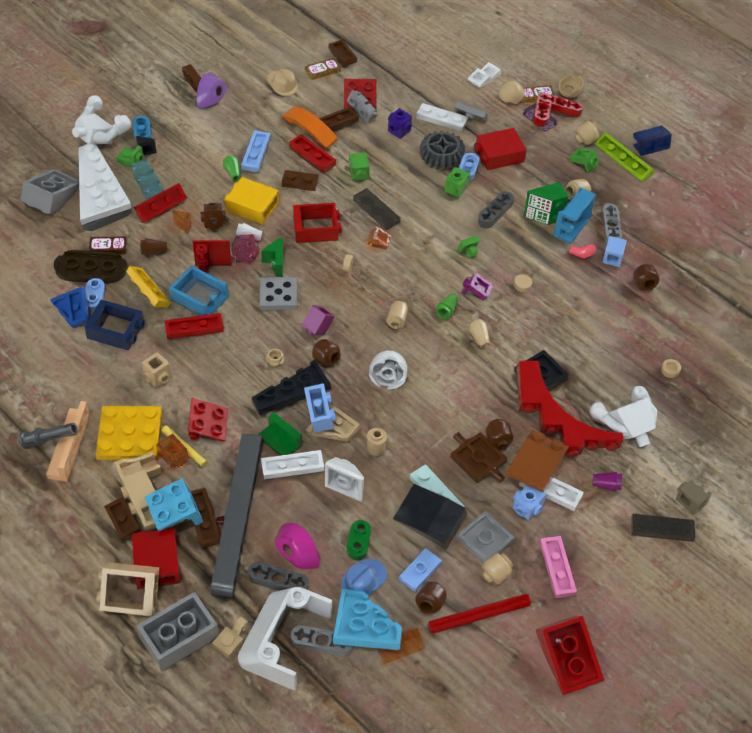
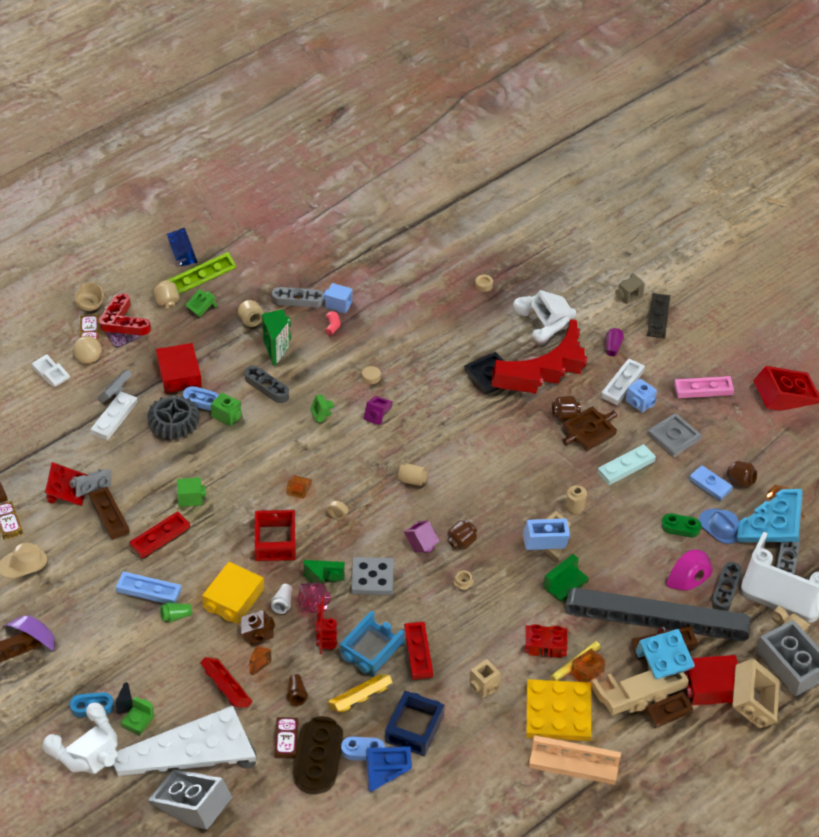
camera: 85 degrees left, 5 degrees down
(41, 436) = (574, 782): dark grey pin -> none
(146, 178) = (184, 697): clear light blue beam -> none
(290, 389) = (505, 565): black wing -> none
(292, 464) = (600, 568): white plate -> none
(300, 180) = (200, 550): reddish brown plate -> none
(313, 125) = (110, 533): orange slope -> none
(344, 478) = (619, 524): white slope -> none
(376, 208) = (256, 482): clear smoke plate -> none
(388, 369) = (486, 483): white cylinder -> none
(399, 123) = (125, 449): dark purple brick -> none
(431, 515) = (659, 464): black slope -> none
(447, 306) = (402, 434): bright green cone -> none
(479, 613) = (752, 446): red axle -> none
(480, 333) = (438, 412): tan cone -> none
(497, 568) = (710, 426): tan head -> none
(537, 460) = (601, 381): dark orange slope -> none
(574, 216) = (298, 311): dark azure window -> none
(646, 277) = (375, 280): reddish brown head -> none

